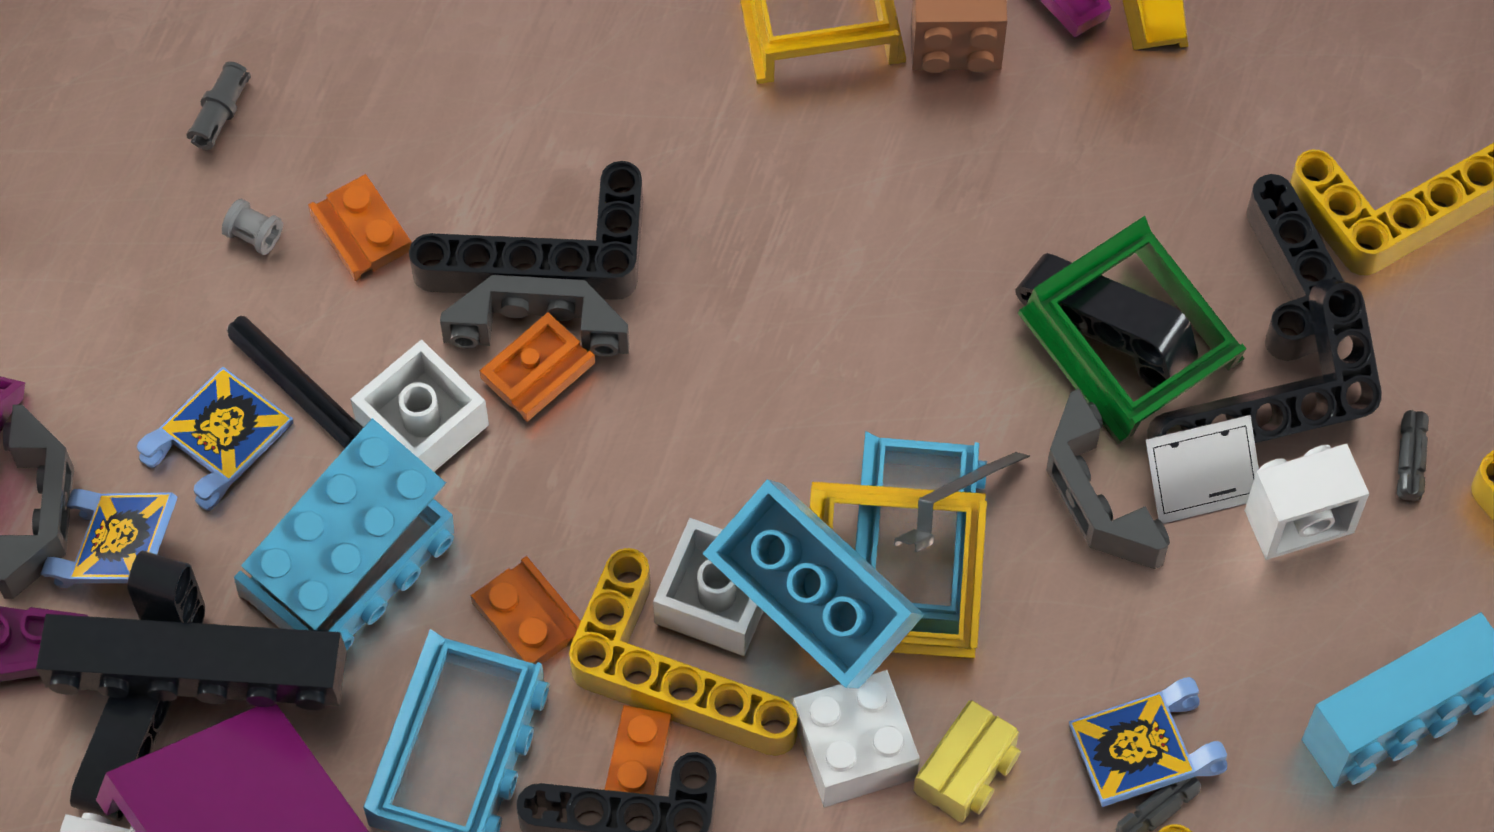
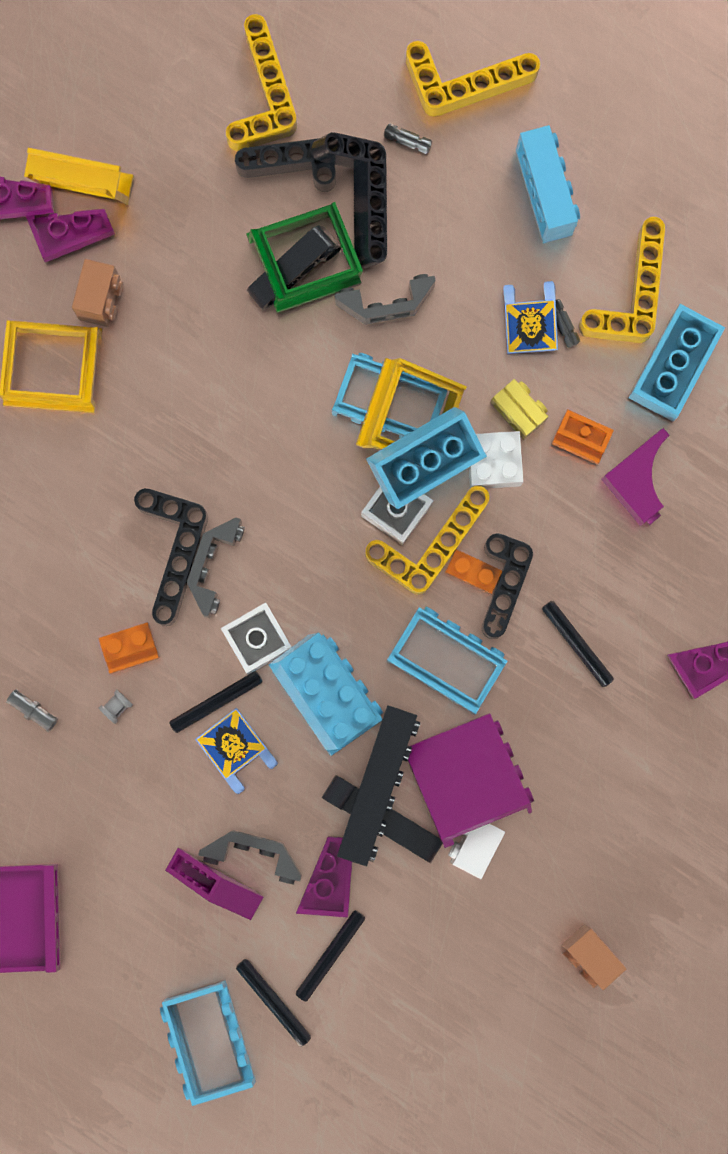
camera: 80 degrees left, 20 degrees up
(116, 533) = (292, 811): flag -> none
(527, 613) = (380, 608): orange plate -> none
(537, 366) = (241, 571): orange plate -> none
(923, 535) = (409, 397): dark grey piece -> none
(1203, 468) = (393, 244): white sticker -> none
(1306, 500) = (427, 195): white brick -> none

